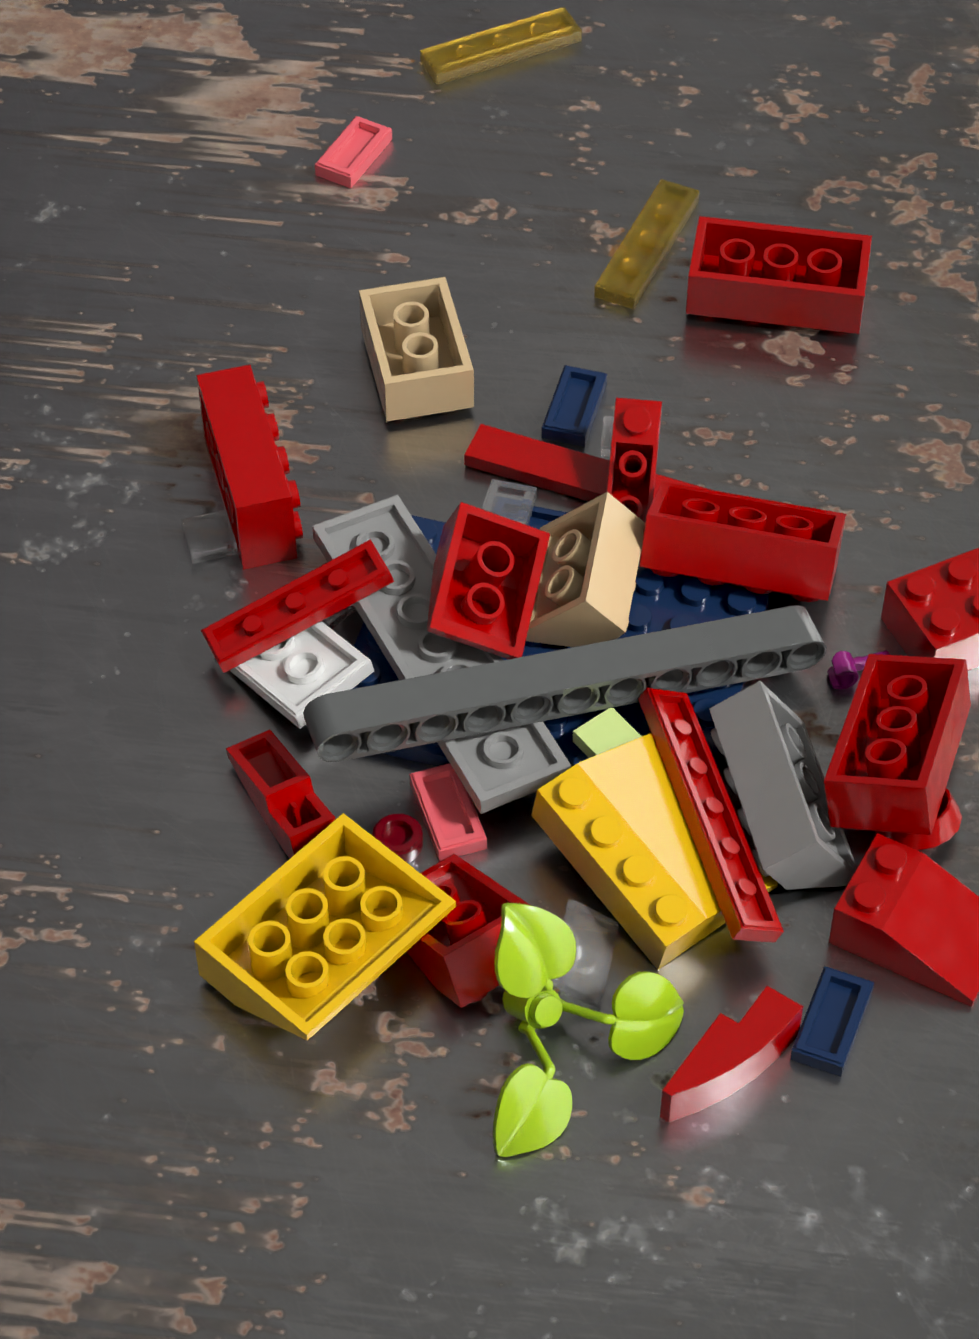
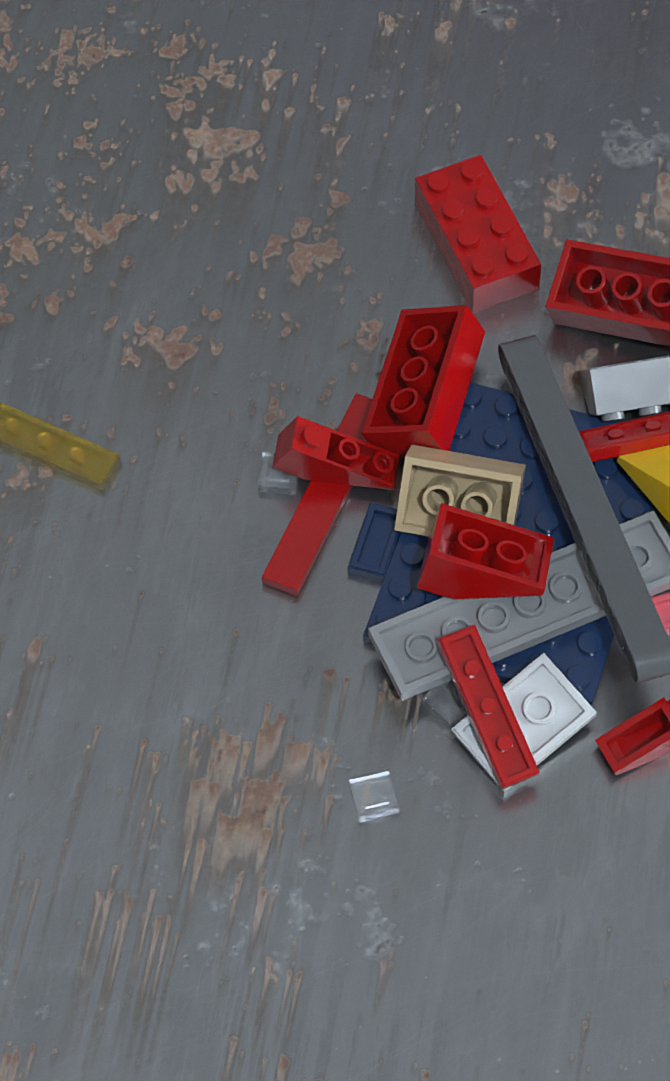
camera: 85 degrees left, 10 degrees up
(250, 466) = (321, 749): red brick -> none
(416, 349) = (180, 618): tan brick -> none
(510, 500) = (362, 555): clear tile -> none
(574, 406) = (238, 508): dark blue tile -> none
(604, 733) = (621, 489): yellowish green tile -> none
(778, 274) = (116, 339): red brick -> none
(845, 667) = (523, 327): magenta hand -> none

